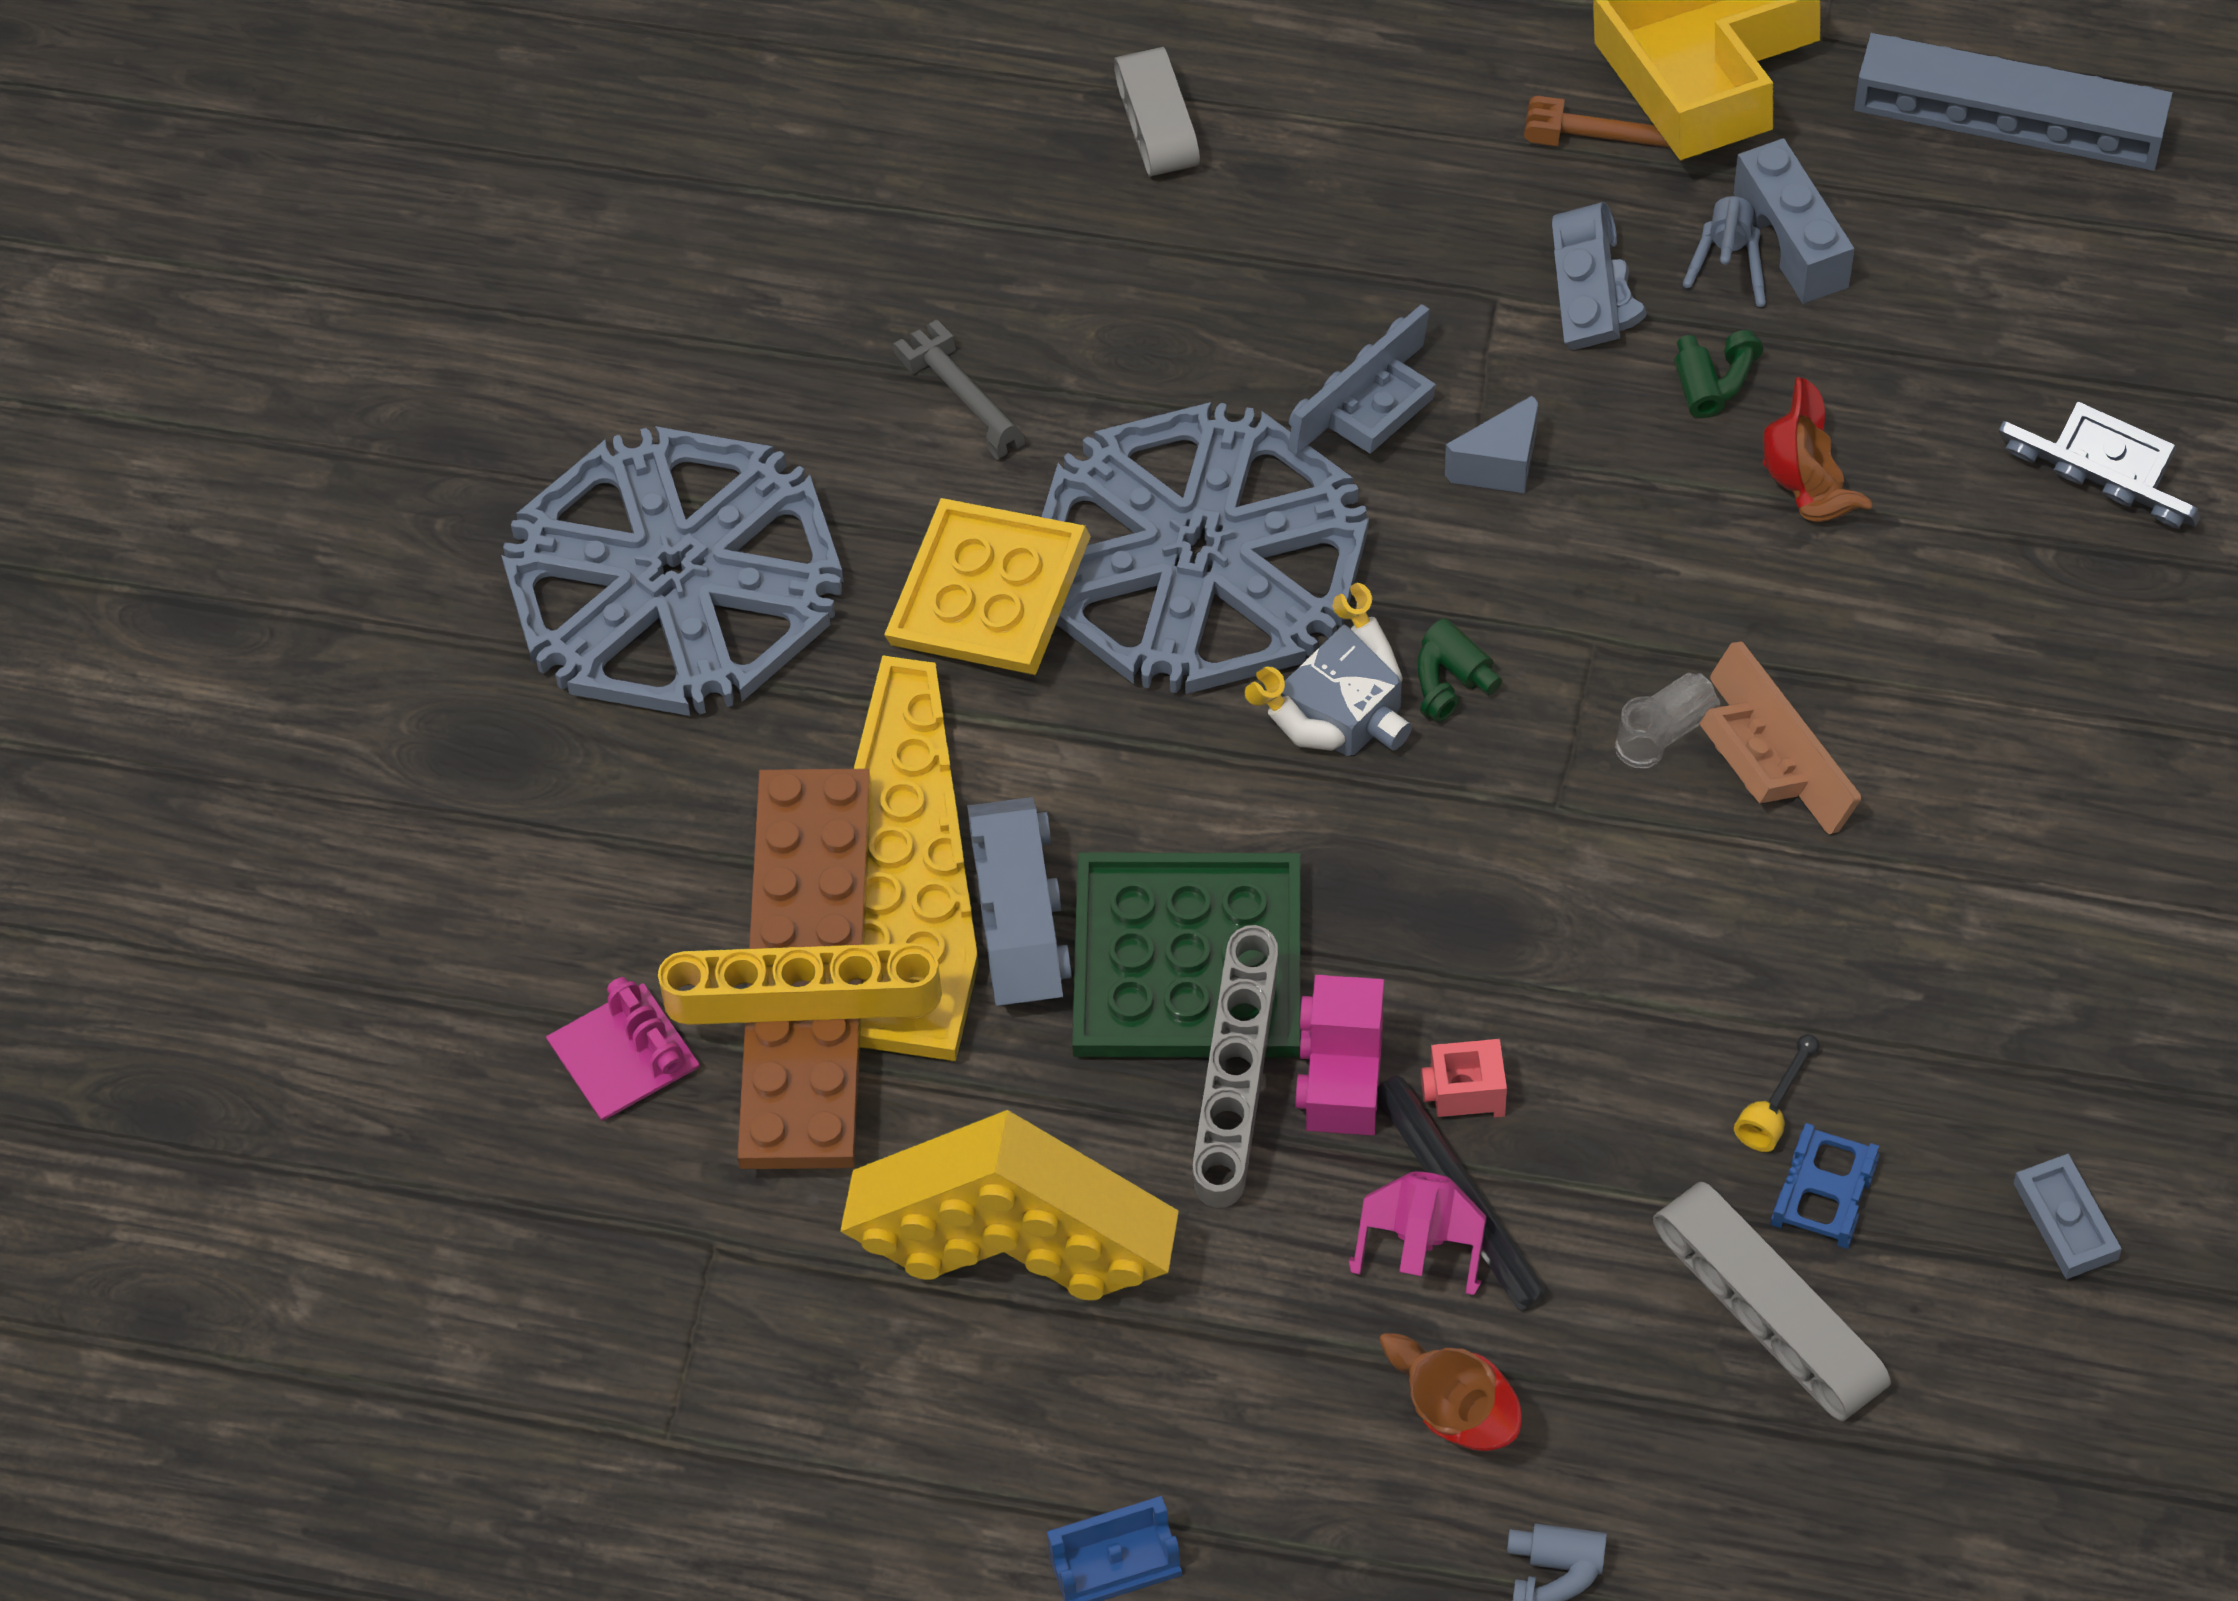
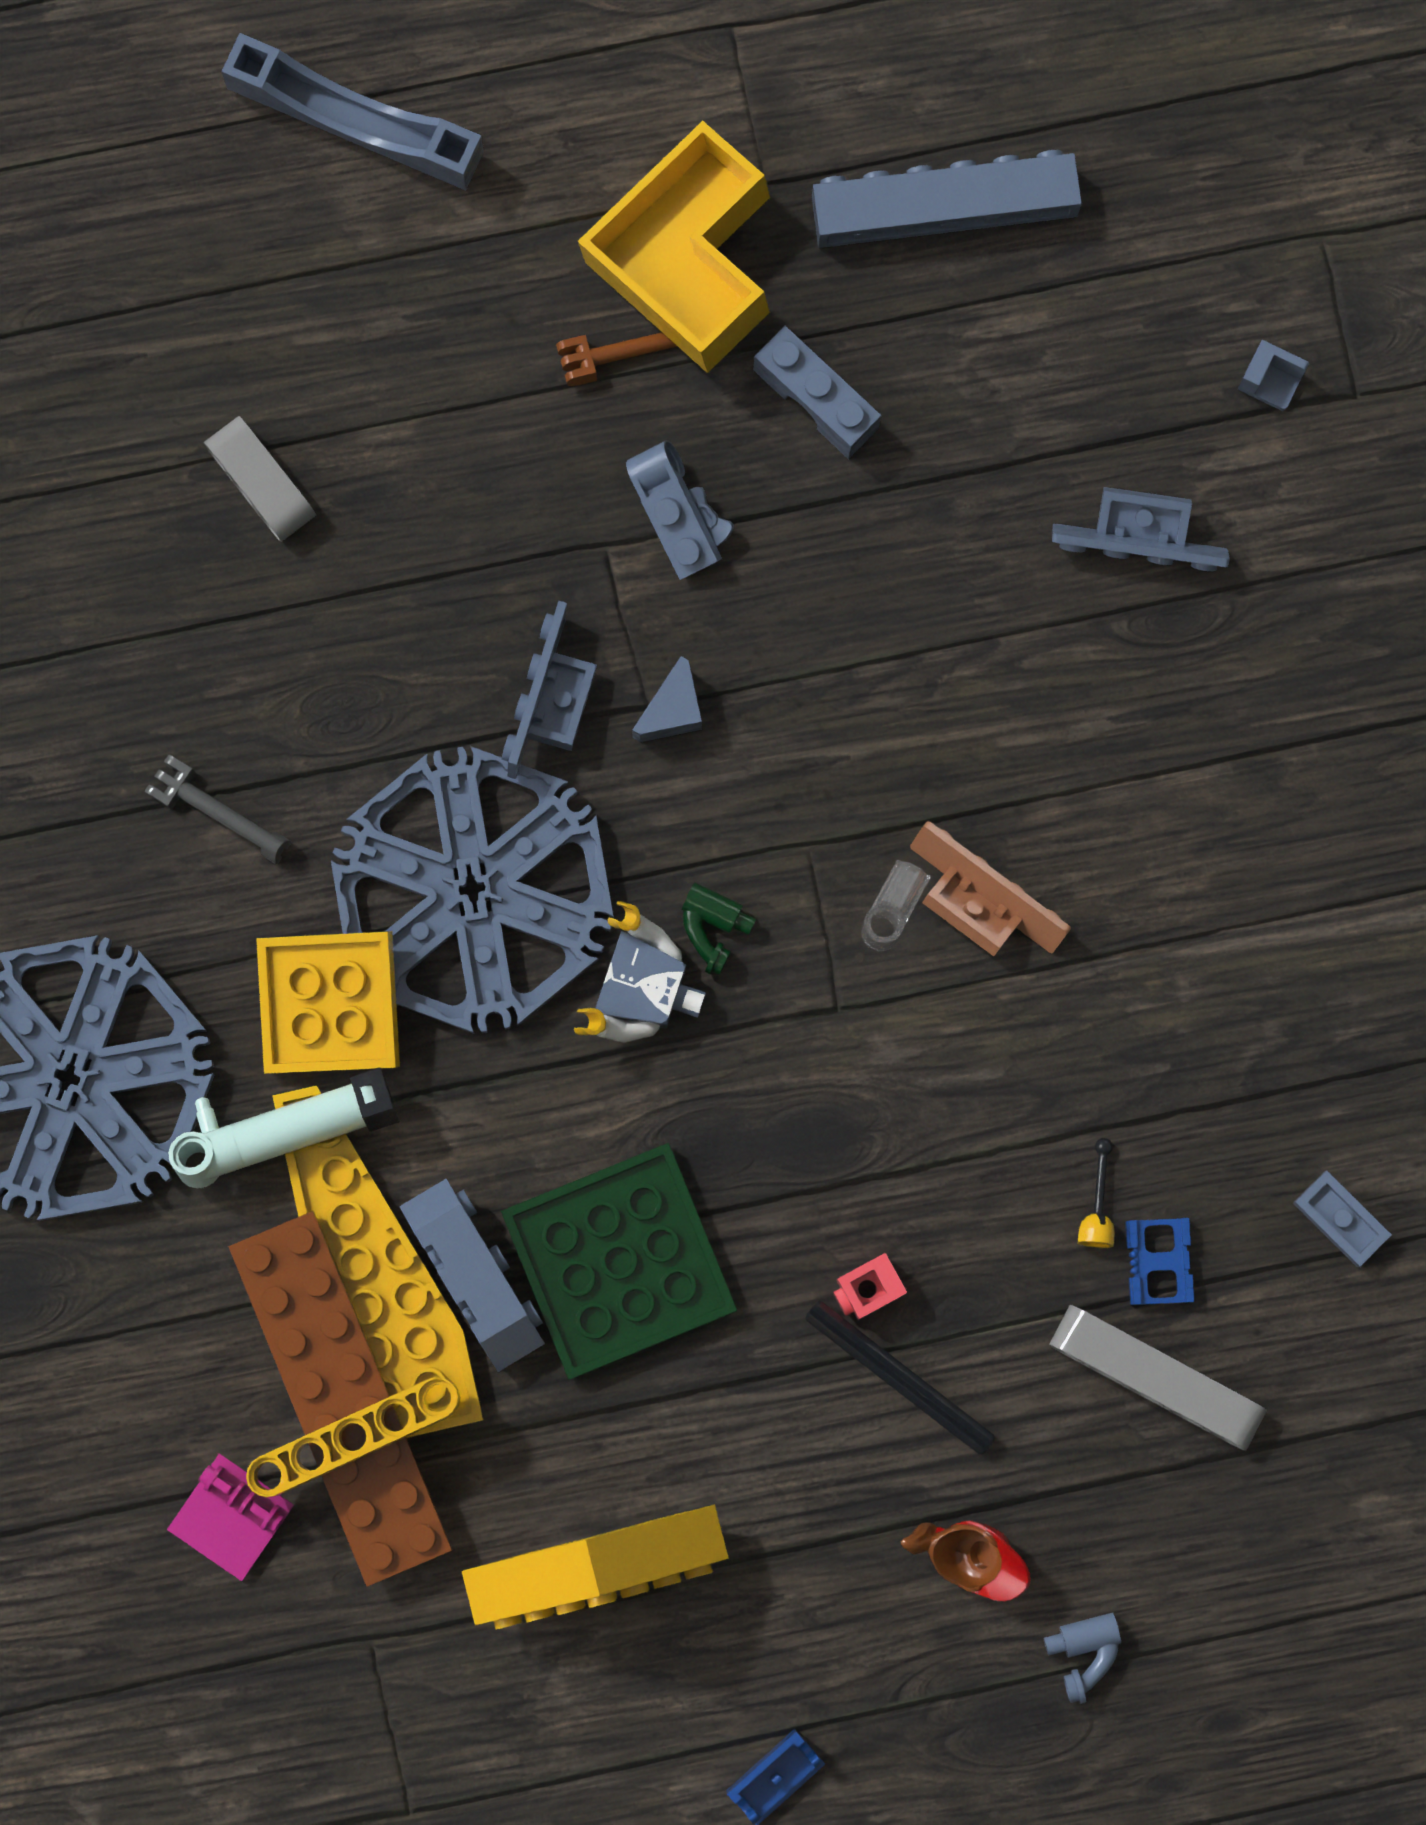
camera: 30 degrees left, 25 degrees up
(793, 673) = (282, 1130): none -> light aqua piece
(1235, 1092) = (707, 1377): light grey beam -> none
(1344, 1049) = (775, 1312): dark pink brick -> none
(1424, 1213) = (888, 1419): dark pink piece -> none
(1698, 378) = (795, 568): dark green plant -> none
(1730, 231) = (770, 415): sand blue plant -> none
(1801, 459) = (912, 626): hair -> none

